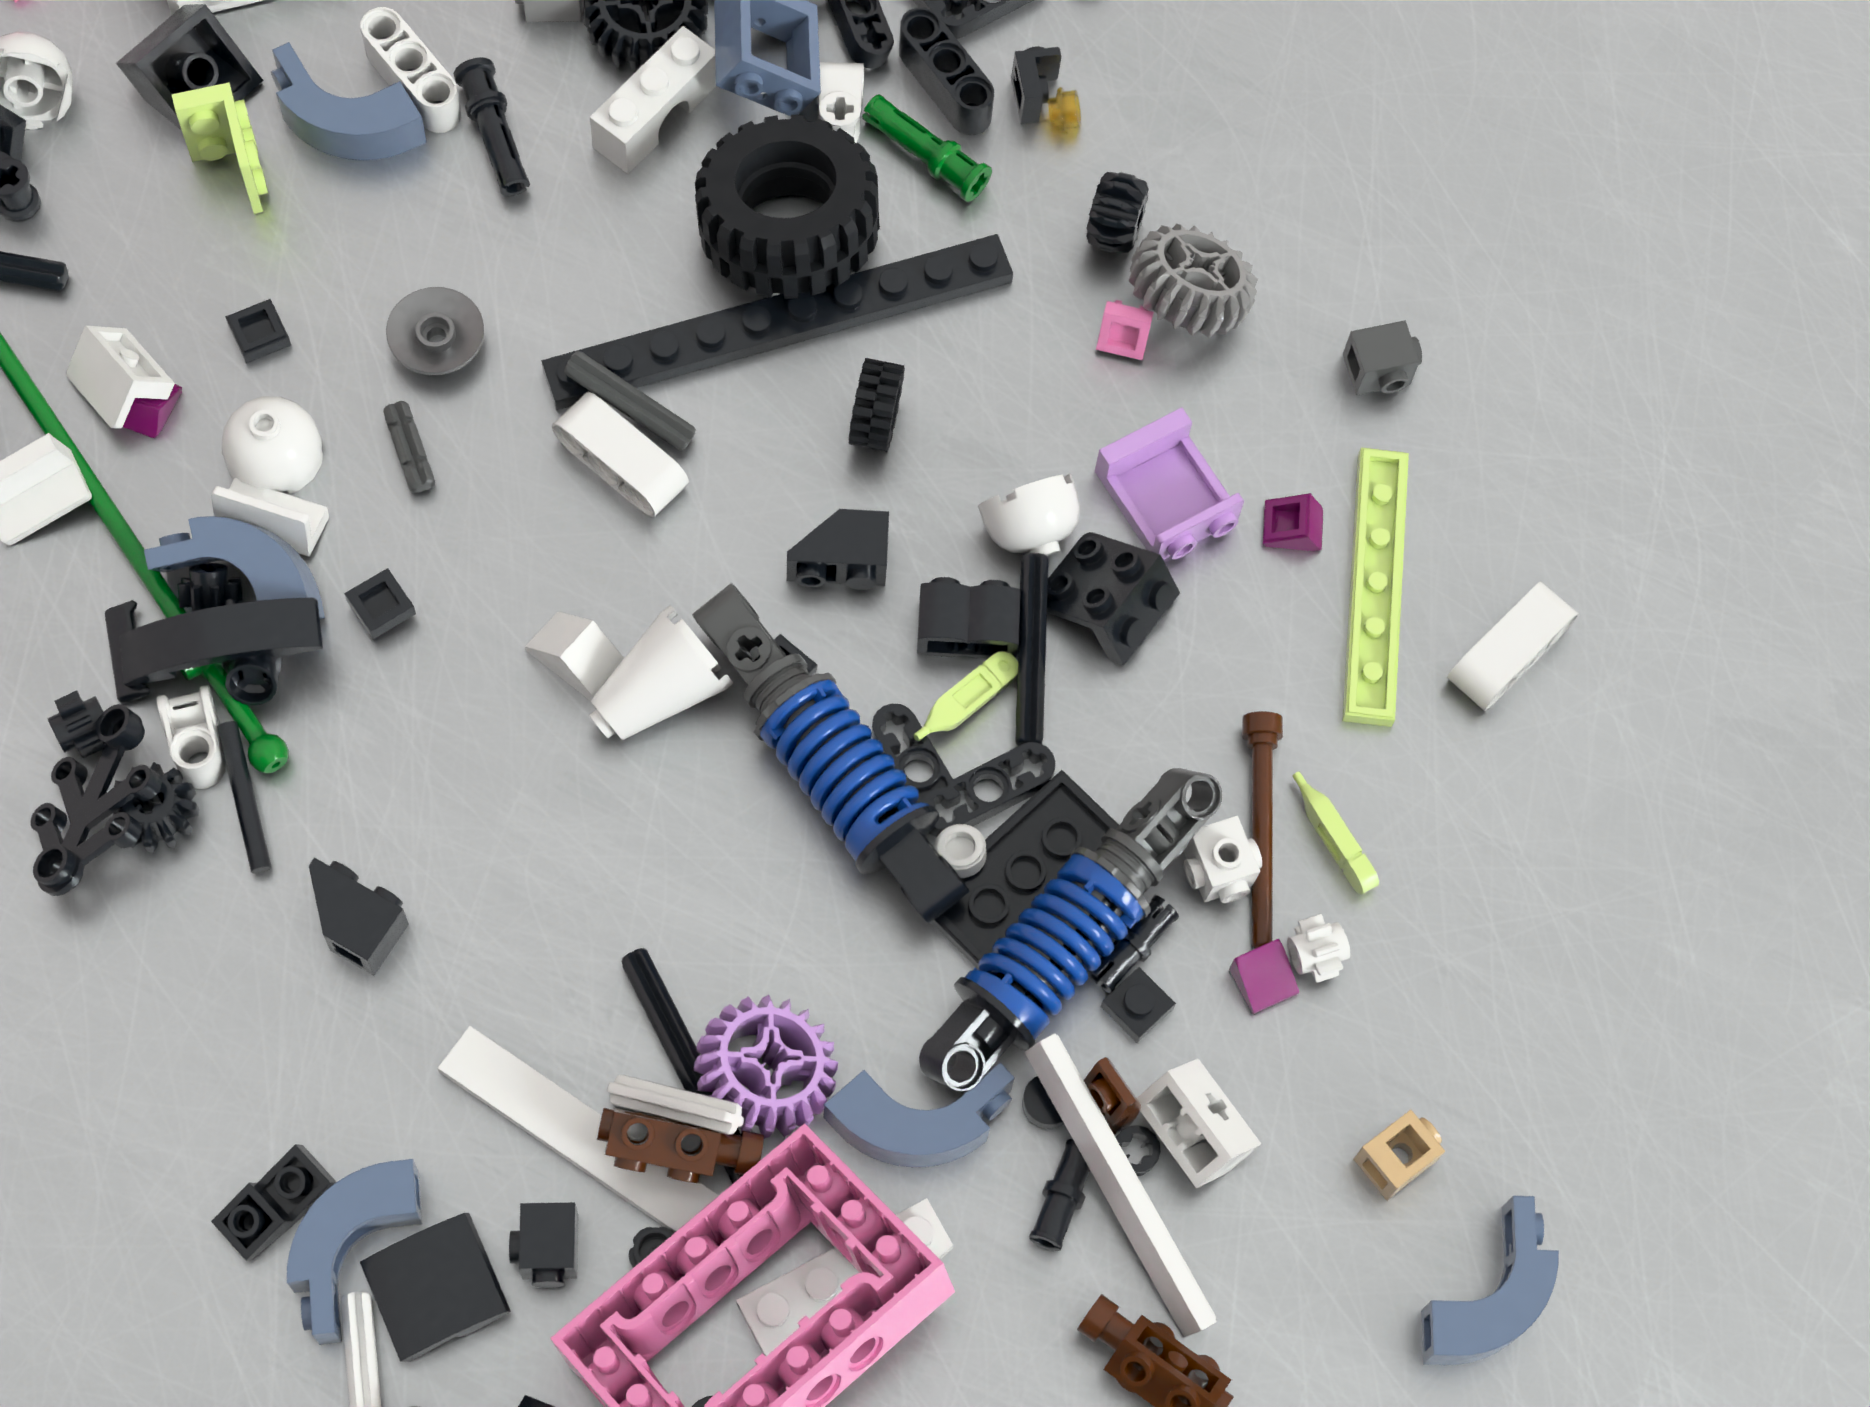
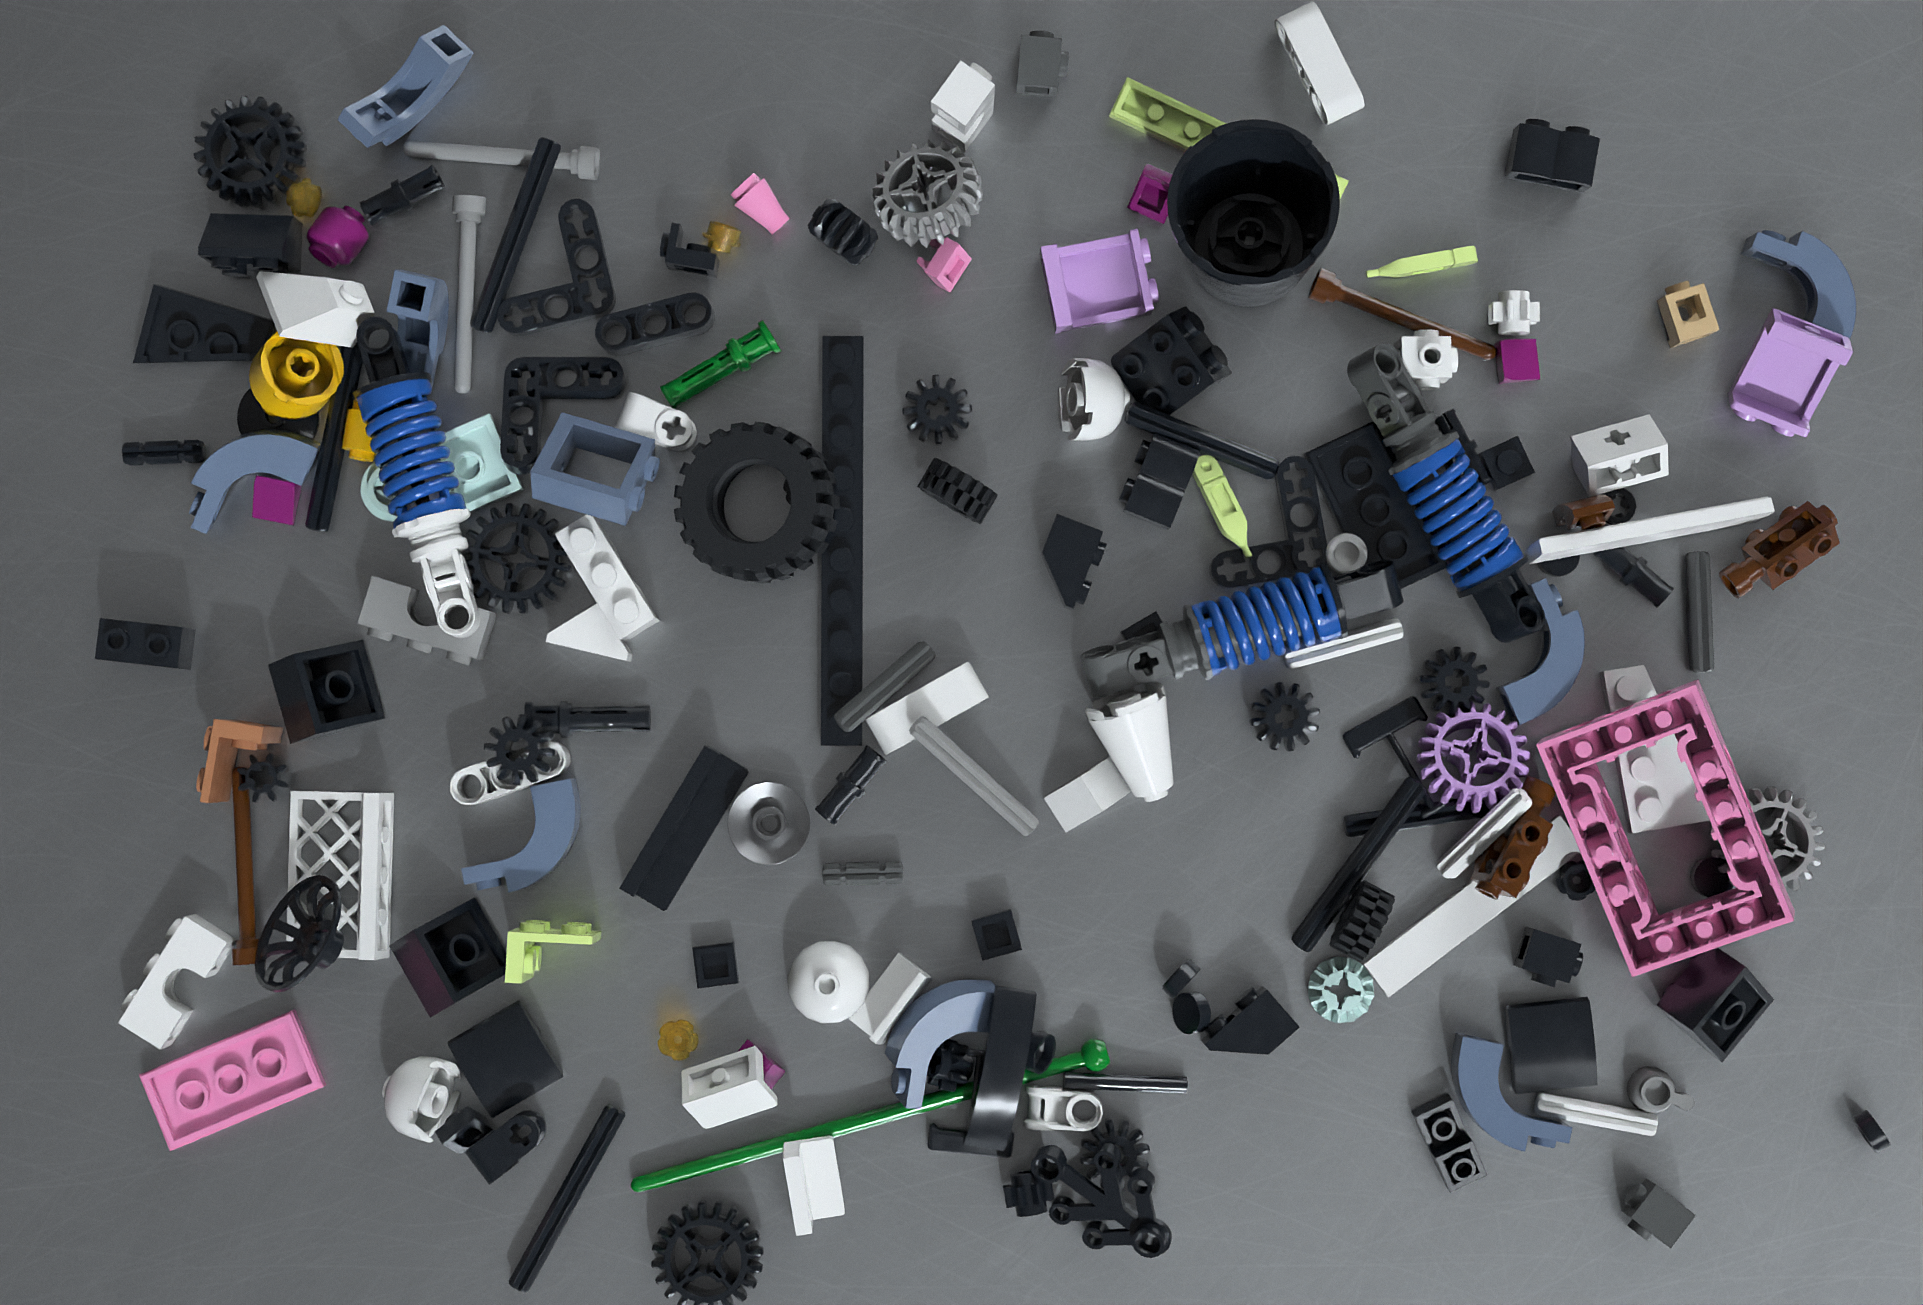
camera: 70 degrees left, 20 degrees up
(90, 153) = (505, 1059): none -> black slope
(158, 303) = (685, 1031): none -> clear yellow plate
(350, 843) = (1191, 1012): none -> black tile
(388, 818) = (1180, 978): none -> black tile
(403, 250) = (685, 828): none -> black panel
(436, 50) = (521, 764): none -> black gear
(450, 1024) = (1329, 974): none -> light aqua gear
(506, 403) = (850, 785): none -> black pin
(521, 995) = (1362, 921): none -> black tyre
(557, 519) = (973, 776): none -> light grey axle
(585, 94) = (592, 634): none -> white slope
(590, 975) = (1358, 864): none -> black axle
(751, 824) = (1295, 725): none -> black gear
(769, 963) = (1384, 726): none -> black piece
(853, 885) = (1357, 639): none -> white axle
(865, 1007) = (1446, 667): none -> black gear
(960, 350) = (932, 397): none -> black gear
(1043, 1296) = (1699, 611): none -> dark grey axle
(1117, 131) = (759, 202): none -> bright pink cone
(1303, 274) = (963, 104): none -> white arch
(1303, 579) = (1258, 184): none -> black cone
(1378, 1294) = (1787, 372): none -> lavender panel
(1520, 936) = (1552, 156): none -> black brick

